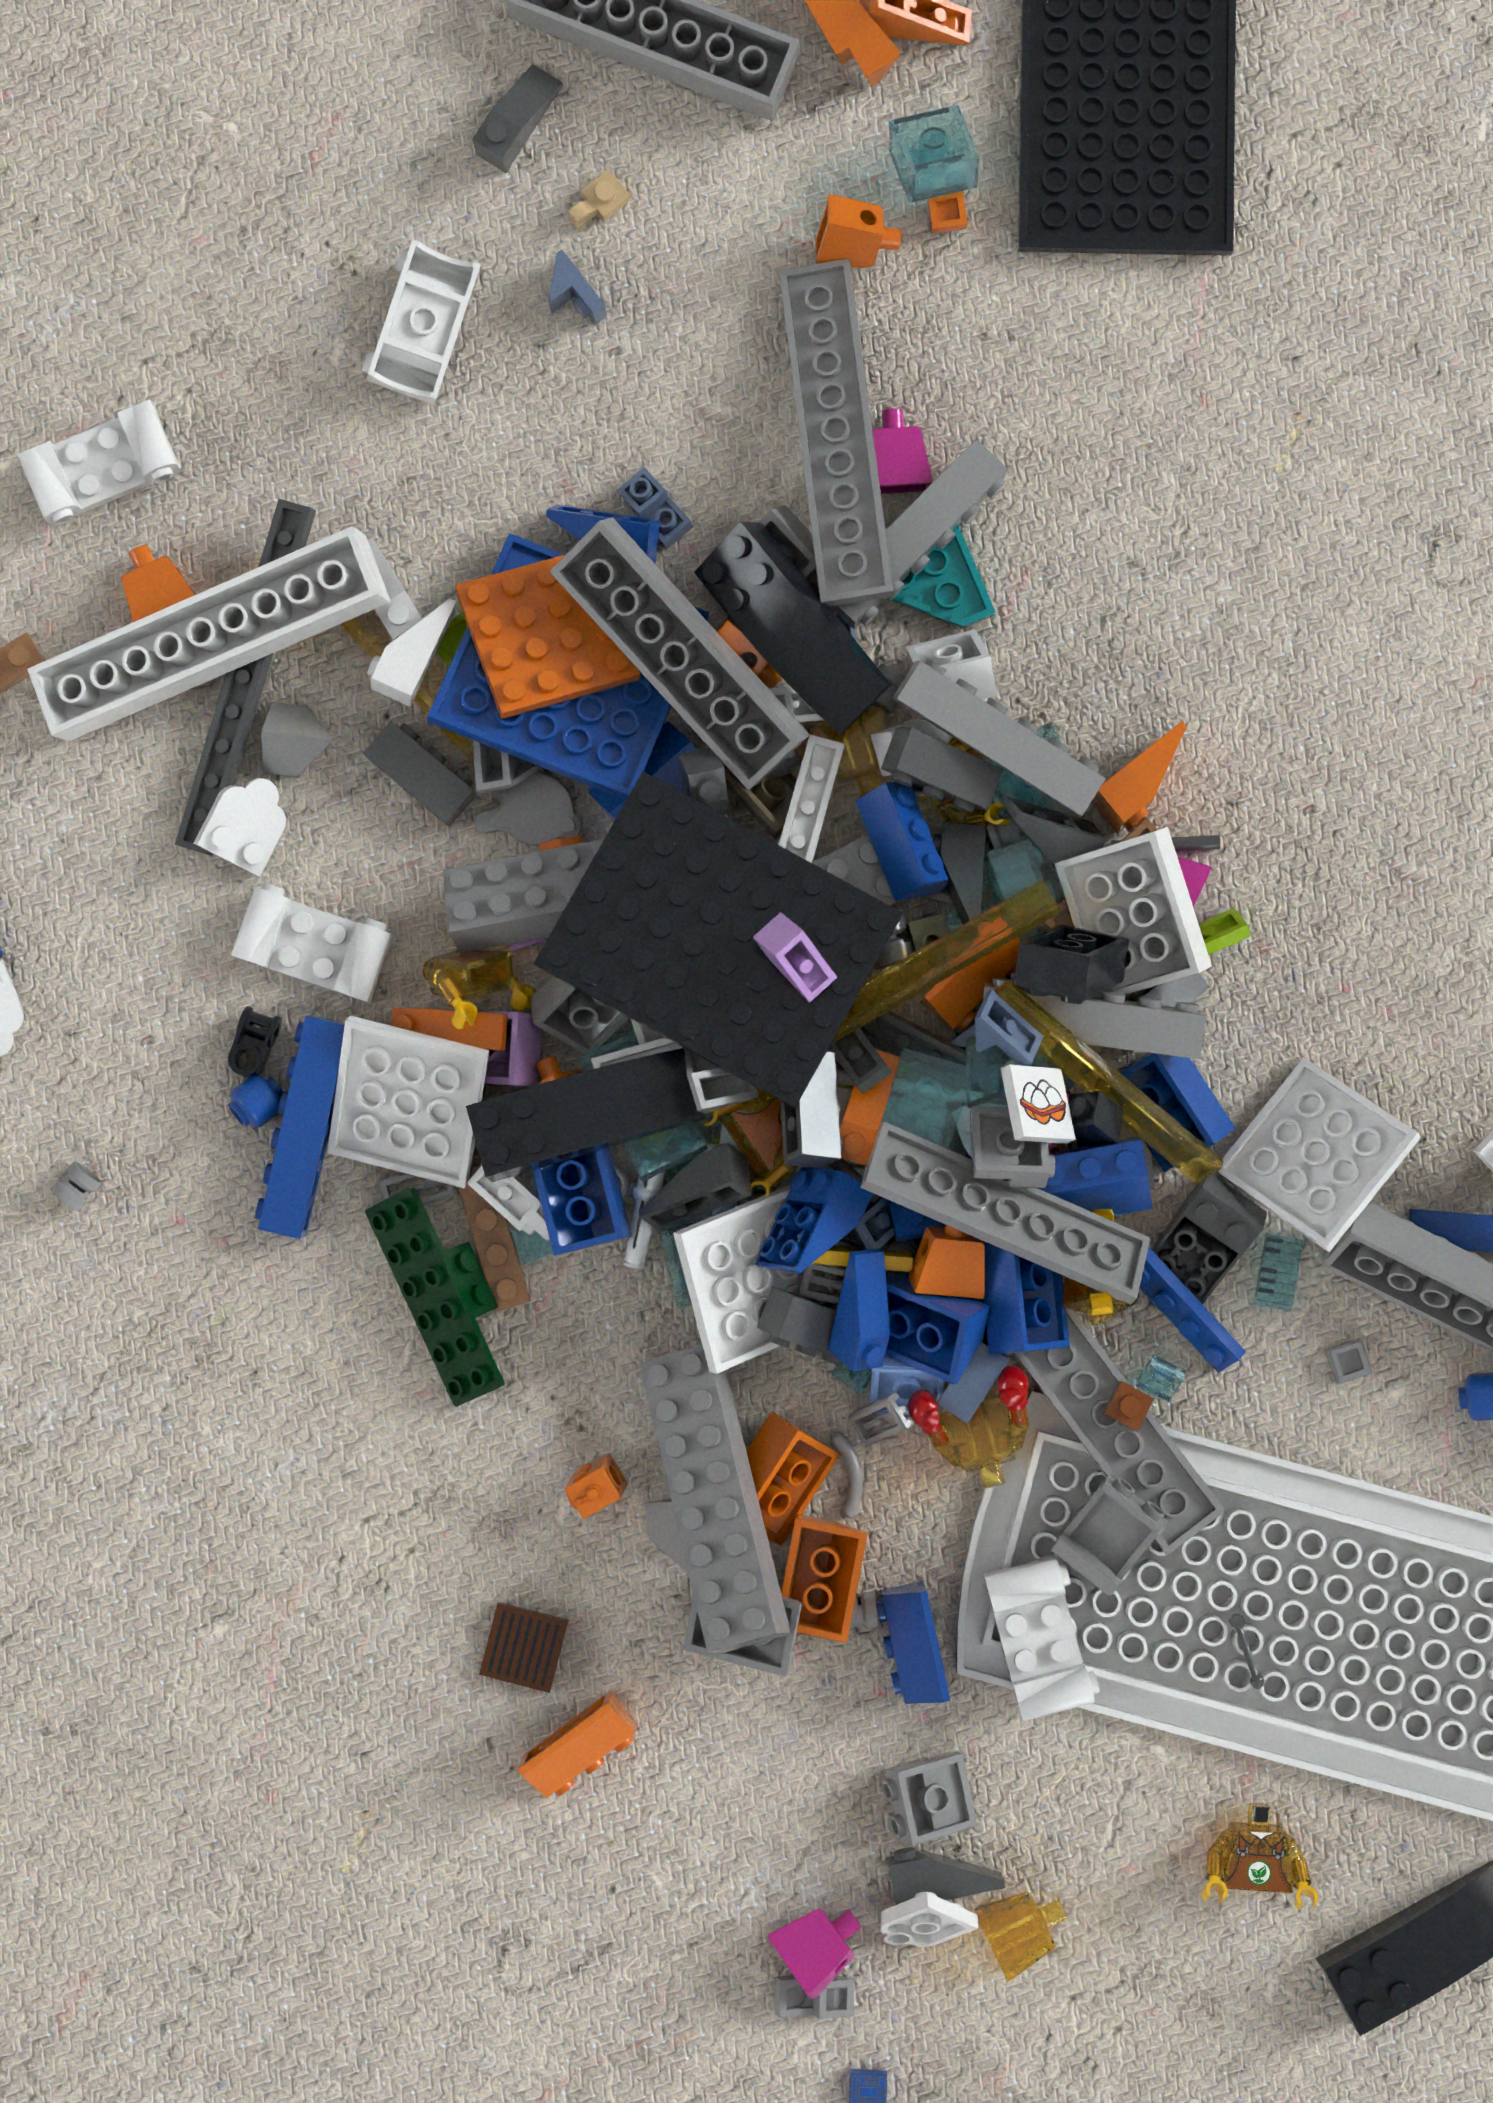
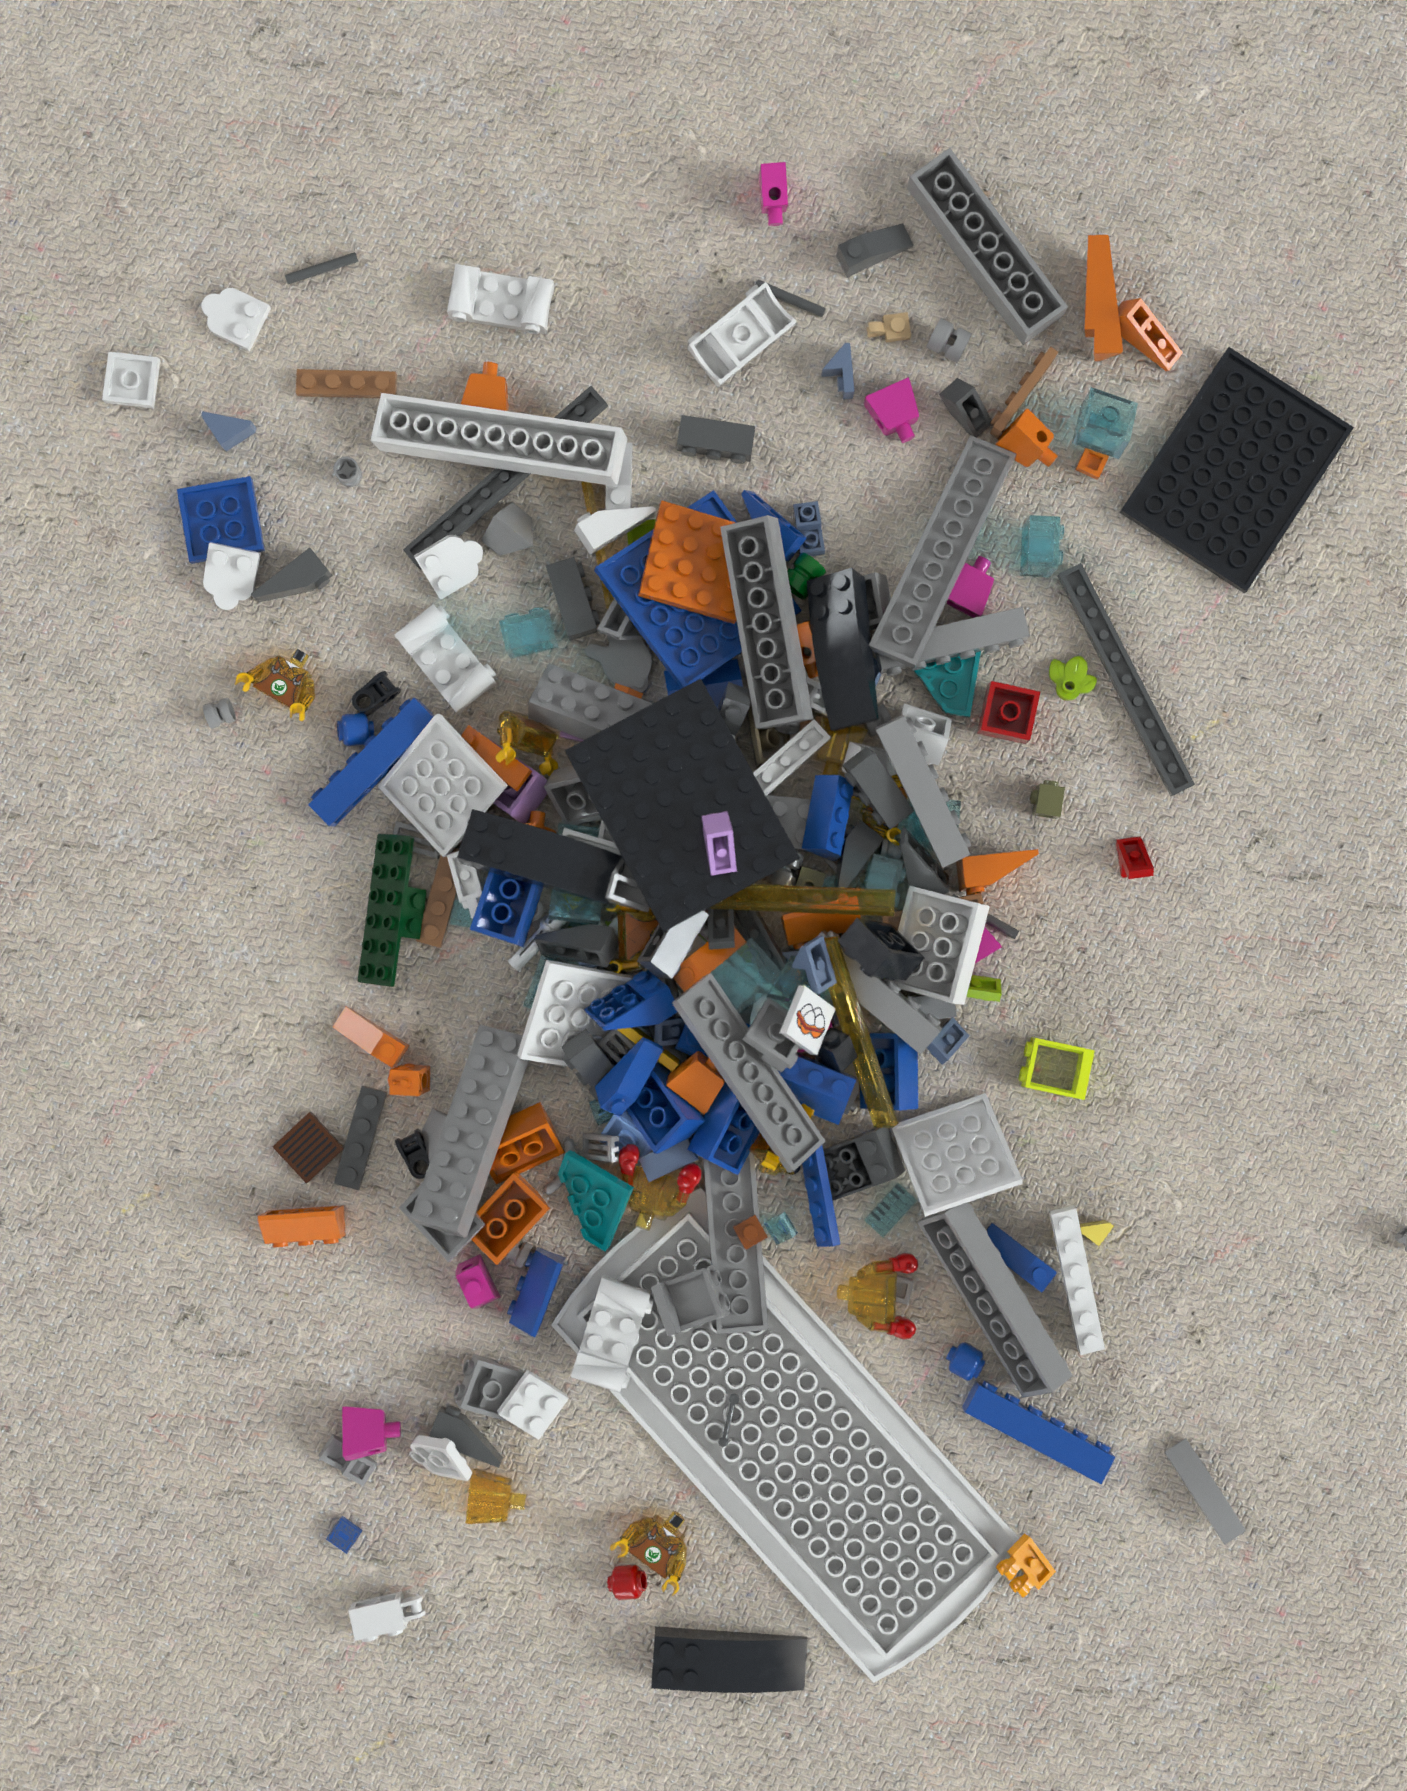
camera: 30 degrees right, 0 degrees up
(40, 787) = (343, 469): none -> light grey wheel
(68, 957) = (297, 577): none -> dark grey slope
(131, 1098) = (283, 682): none -> torso
(344, 112) = (773, 183): none -> dark pink torso
(394, 848) = (528, 632): none -> clear light blue brick
(461, 240) = (795, 300): none -> dark grey bar
(472, 469) = (715, 439): none -> dark grey brick
(514, 1464) = (371, 1037): none -> slope
(579, 1594) = (360, 1137): none -> dark grey plate
(658, 1571) = (414, 1152): none -> black piece
(666, 297) = (894, 409): none -> dark pink torso
(667, 173) = (941, 335): none -> light grey wheel
(682, 559) = (804, 569): none -> green wheel
(752, 239) = (966, 407): none -> dark grey slope
(809, 164) = (1028, 383): none -> medium nougat plate
(833, 1679) = (476, 1282): none -> dark pink torso
(912, 1485) = (594, 1197): none -> teal plate
(951, 351) = (1041, 546): none -> clear light blue brick
(996, 1784) = (532, 1404): none -> white plate
(1039, 578) = (1008, 712): none -> red brick
(1086, 484) = (1072, 674): none -> lime plate
(1153, 654) = (1047, 799): none -> olive brick
(1155, 449) = (1125, 679): none -> dark grey plate
(1220, 1022) = (948, 1041): none -> sand blue slope
(1248, 1926) = (627, 1582): none -> red head
(1302, 660) = (1133, 858): none -> red slope
(1325, 1387) = (873, 1295): none -> clear yellow torso
(1403, 957) = (1081, 1075): none -> neon yellow window

